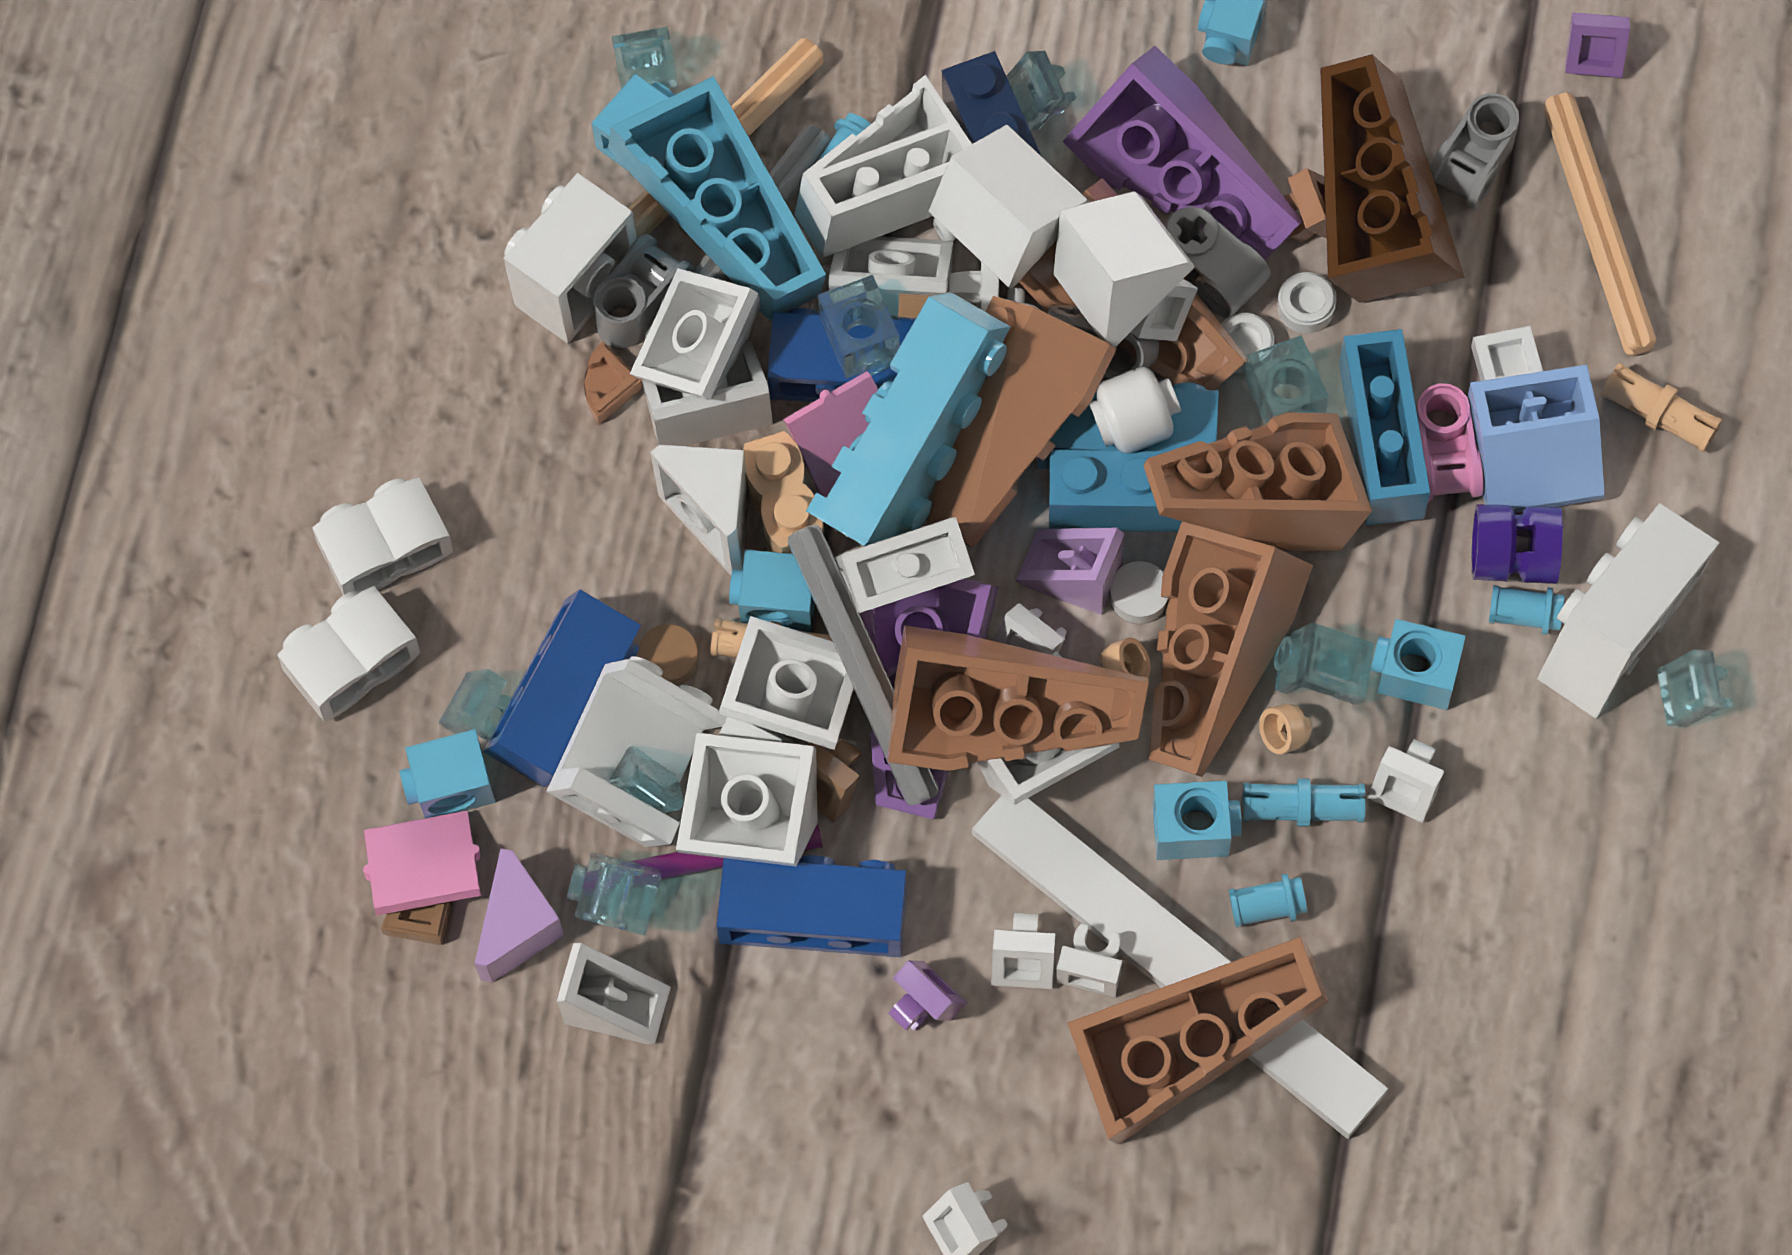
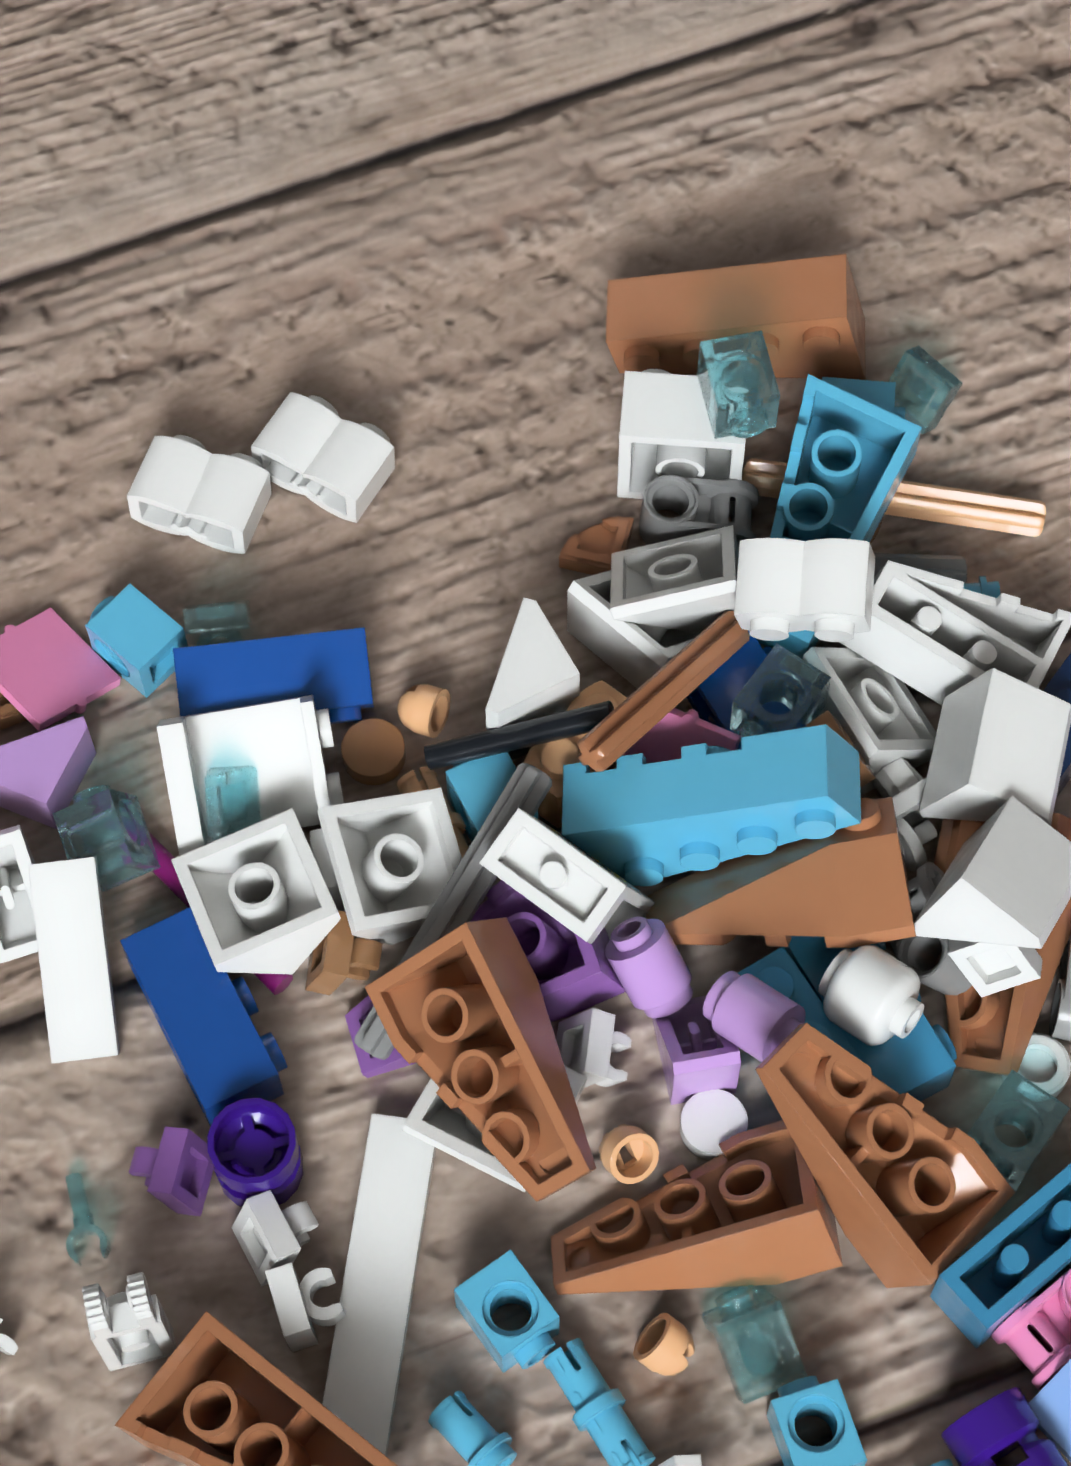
camera: 55 degrees right, 5 degrees down
(491, 153) = (801, 306): none -> nougat wedge
(578, 161) = (742, 363): none -> clear light blue brick
(658, 596) = (424, 709): none -> light nougat hinge
(704, 972) = (74, 959): none -> white tile
(754, 529) = (515, 736): none -> black bar
(792, 244) = (804, 587): none -> white brick
(797, 400) = (662, 692): none -> nougat axle
(917, 1090) = (82, 1219): none -> clear light blue hand
(954, 926) = (255, 1151): none -> dark purple wheel
(1001, 555) = (649, 966): none -> lavender brick
(1039, 1083) = (128, 1325): none -> white hinge
(1101, 499) = (751, 1013): none -> lavender brick

